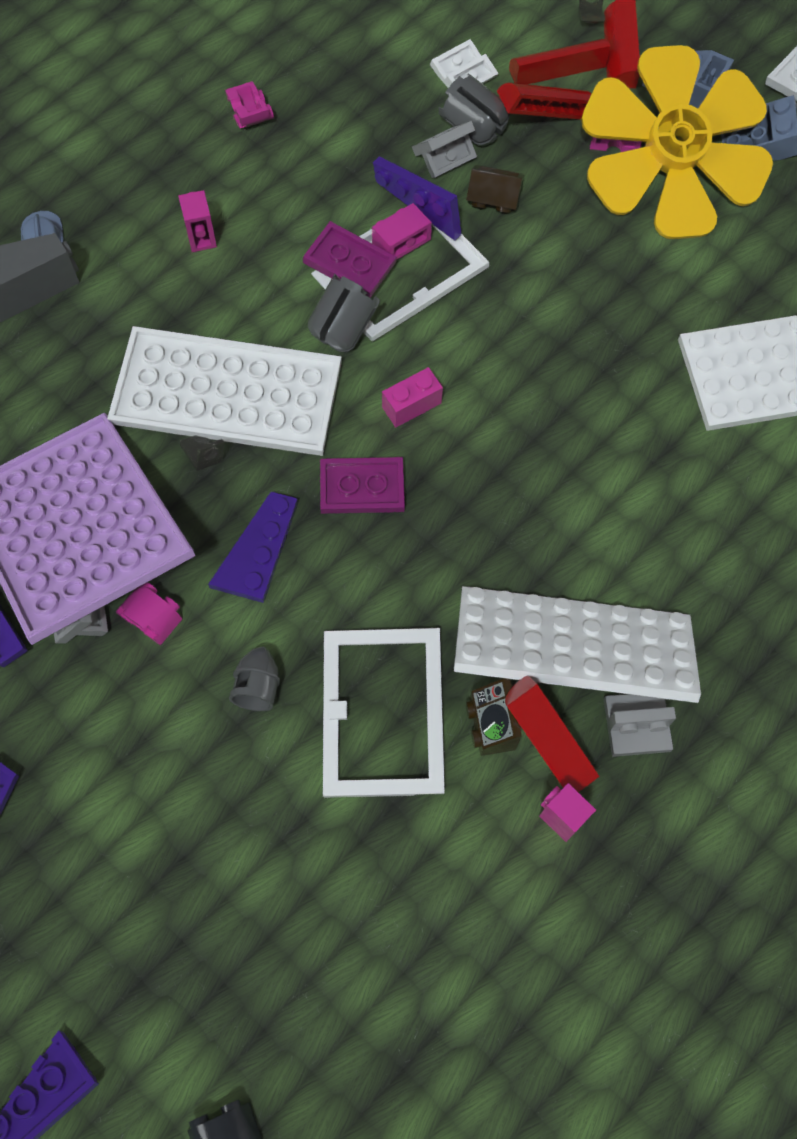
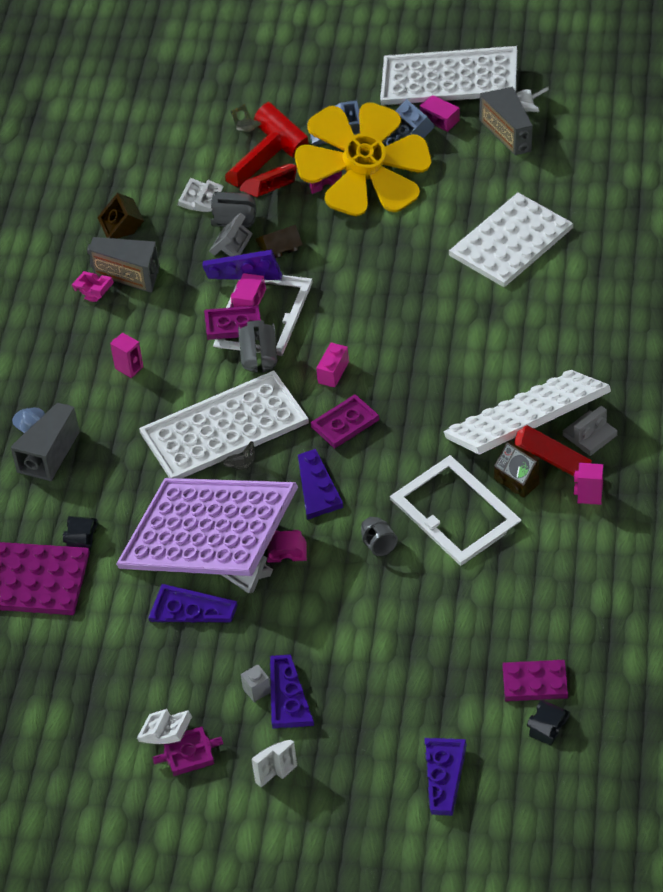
camera: 30 degrees left, 20 degrees down
(262, 1053) = (535, 680): none -> magenta plate
(305, 100) = (126, 261): none -> dark grey slope
(353, 39) = (120, 217): none -> dark brown slope

